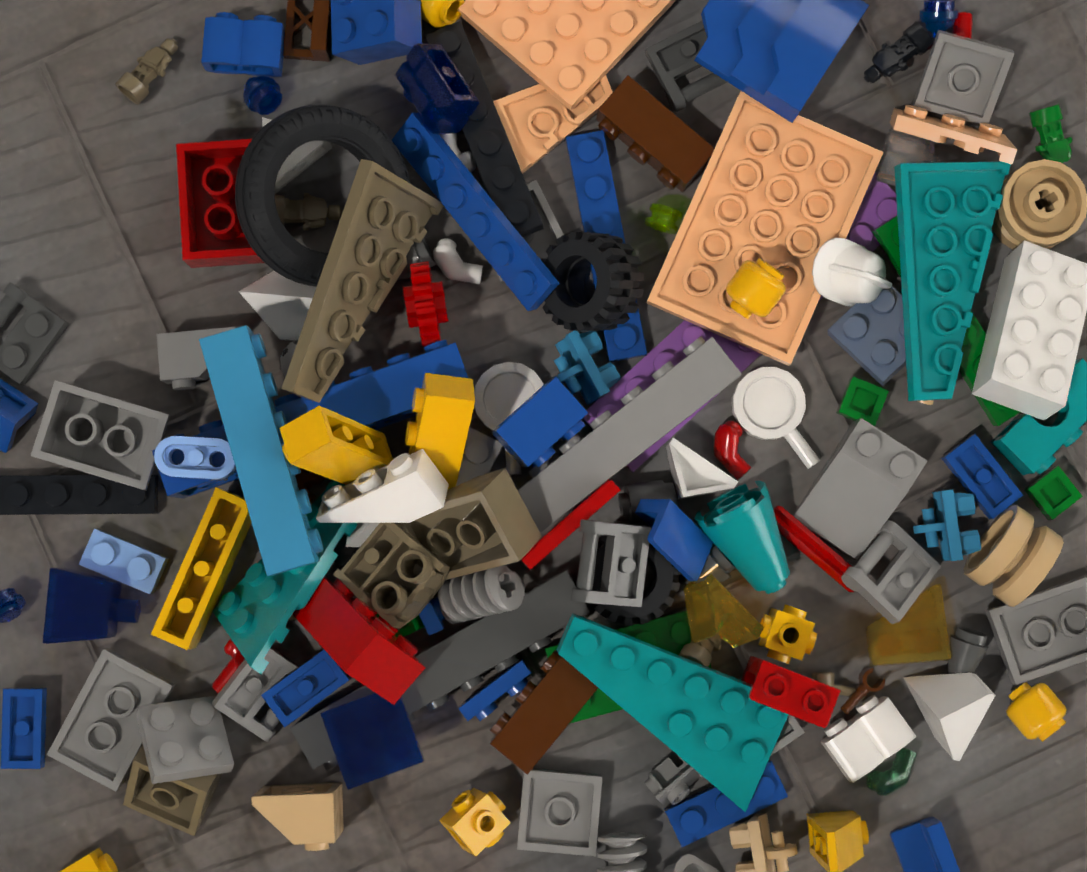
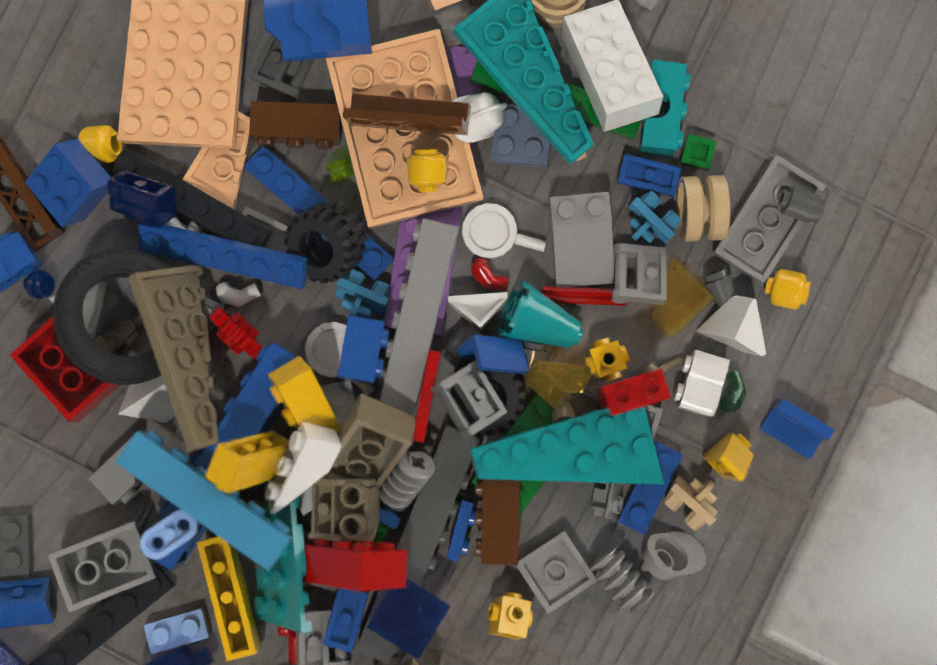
camera: 35 degrees left, 0 degrees up
(782, 216) = (408, 114): none -> reddish brown fence
(862, 401) = (543, 186): green plate -> none
(862, 690) = (677, 357): reddish brown hand -> none

